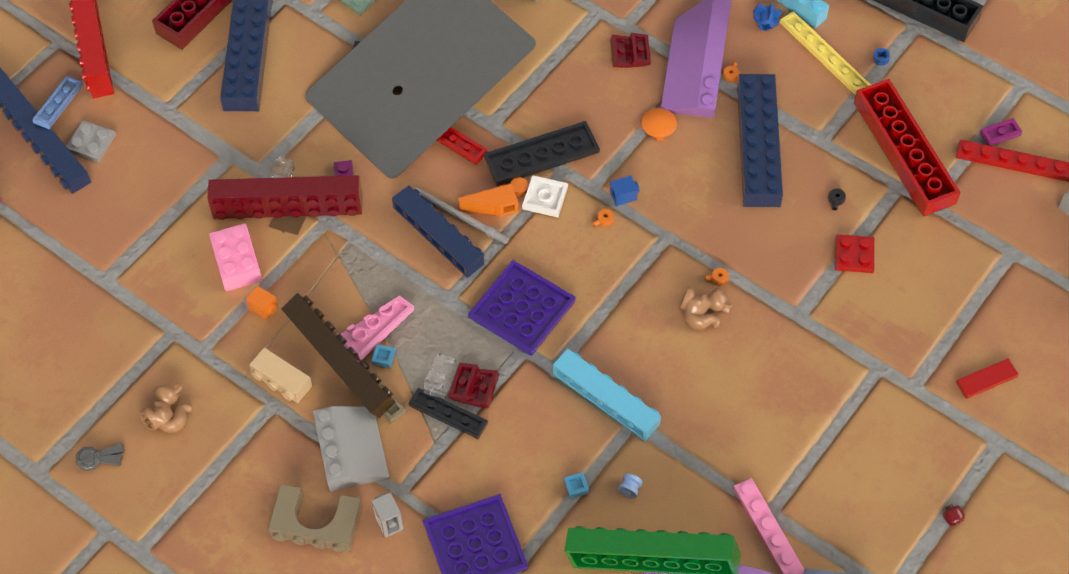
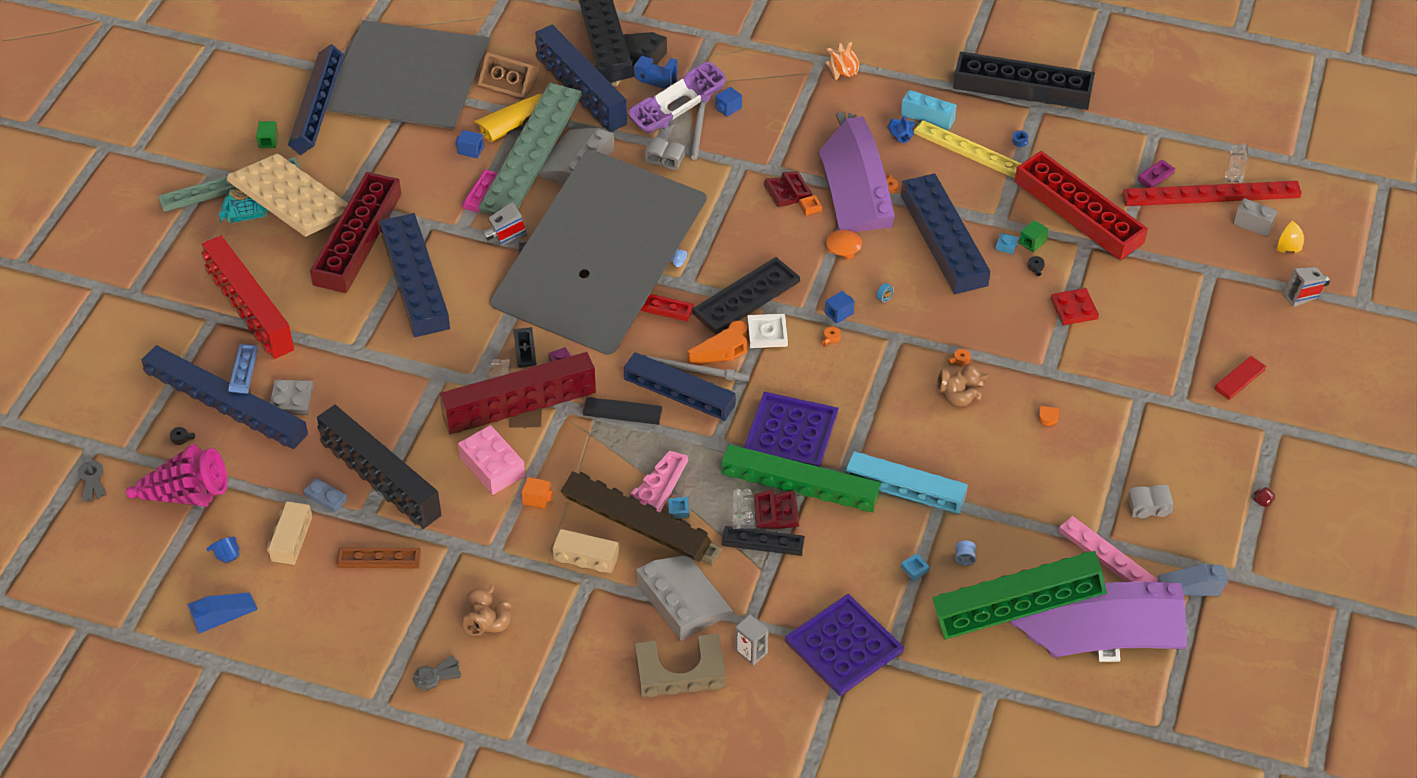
camera: 20 degrees left, 10 degrees down
(31, 278) = (289, 533): none -> tan brick
(79, 248) = (325, 495): none -> sand blue plate
(99, 325) = (378, 557): none -> dark orange tile
(130, 236) = (379, 466): none -> black brick
(314, 150) = (524, 347): none -> black slope
(348, 20) = (506, 225): none -> light grey torso
(377, 240) = (622, 410): none -> black tile
(494, 95) = (679, 257): none -> light blue wheel
(509, 360) = (801, 477): none -> green brick
(645, 74) = (810, 205): none -> orange tile
(674, 187) = (885, 292): none -> dark azure tile
(777, 363) = (1048, 415): none -> orange tile
(818, 167) = (1007, 243): none -> dark azure plate
(835, 486) = (1150, 501): none -> light grey brick
(846, 166) = (1033, 236): none -> green brick

